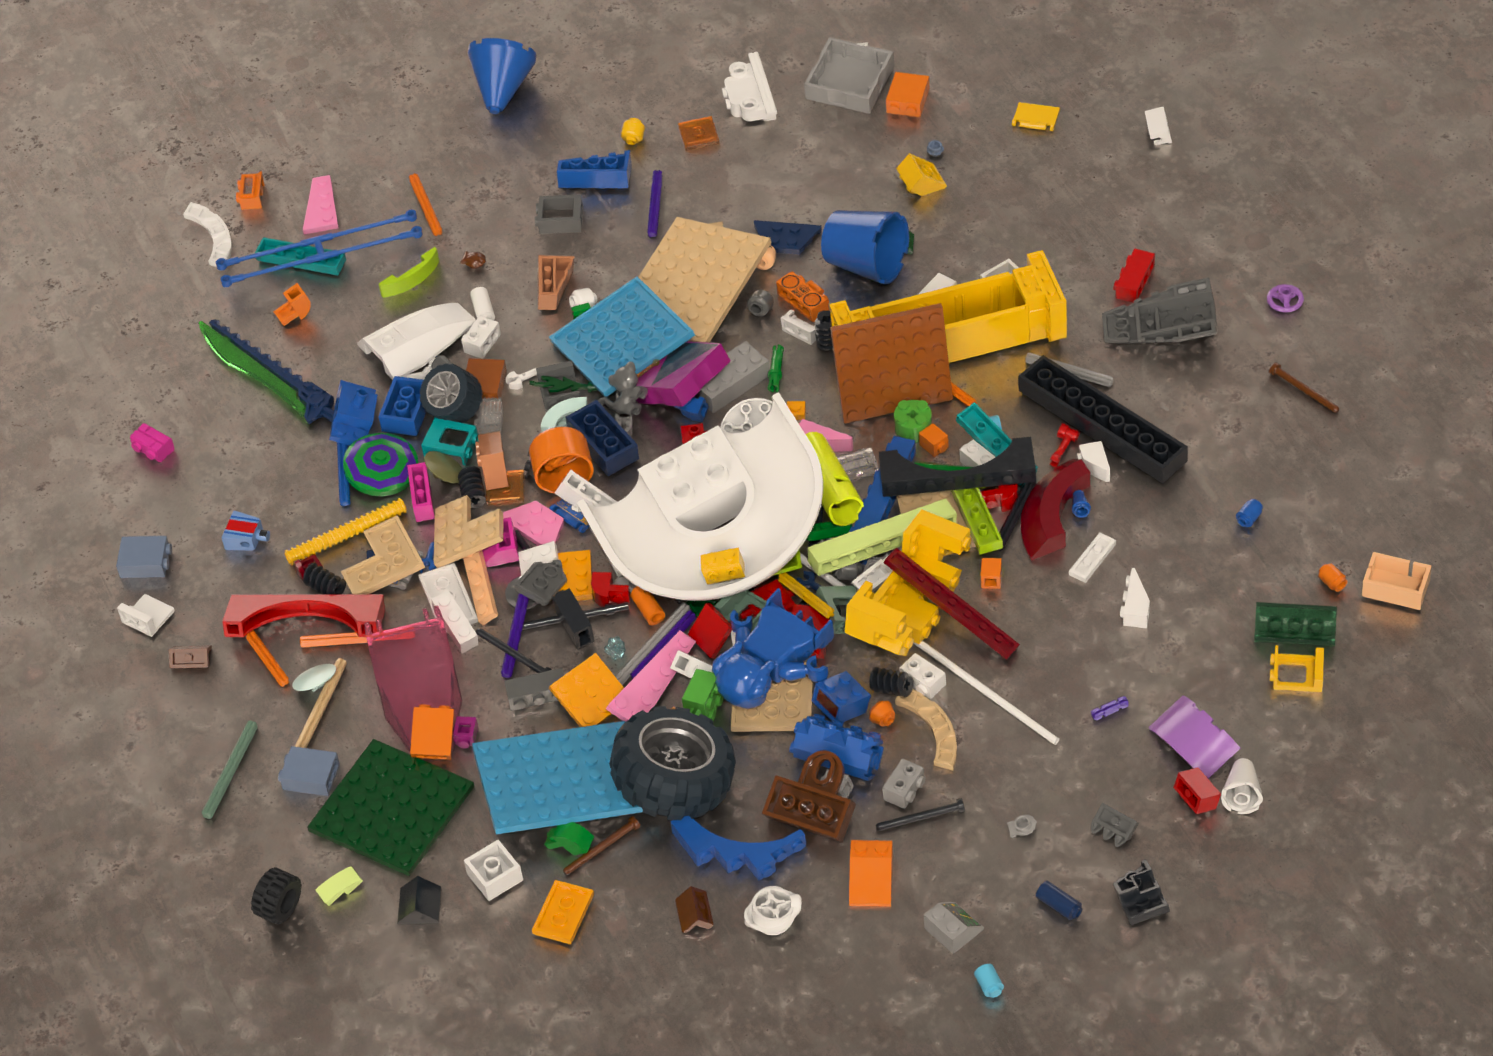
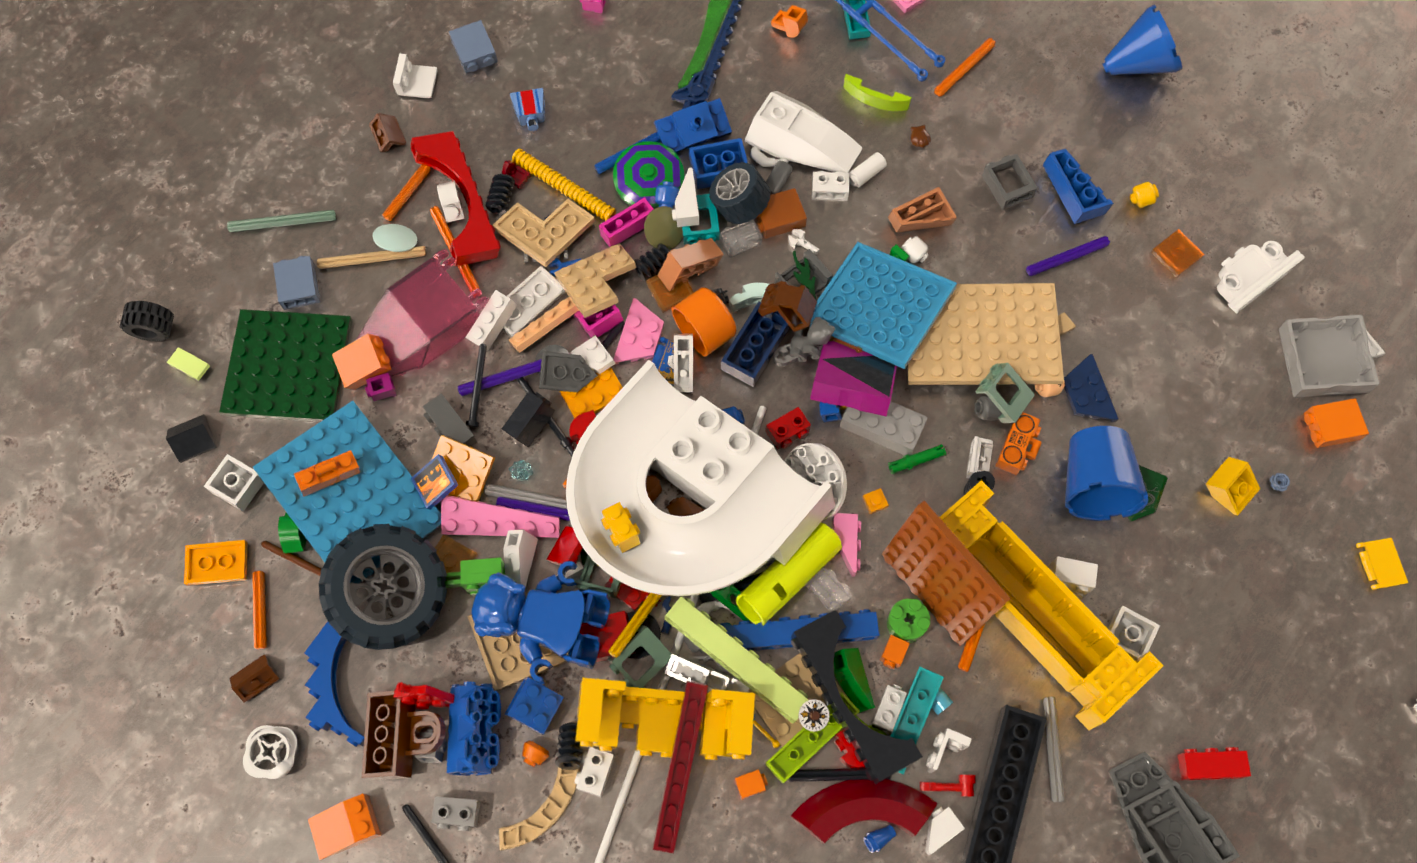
camera: 60 degrees right, 20 degrees up
(302, 617) = (450, 201): none -> white brick
(414, 450) = (666, 194): none -> blue head
(435, 435) = (686, 203): none -> white slope
(538, 771) = (327, 473): none -> orange piece
(575, 395) = (791, 302): none -> reddish brown piece
(591, 705) = (434, 481): none -> tile
(630, 890) = (259, 610): none -> orange axle
(766, 279) = (1012, 410): none -> sand green window
(791, 758) = (423, 696): none -> red plate
(958, 500) = (814, 715): none -> piece
(1029, 427) = (954, 741): none -> white bracket

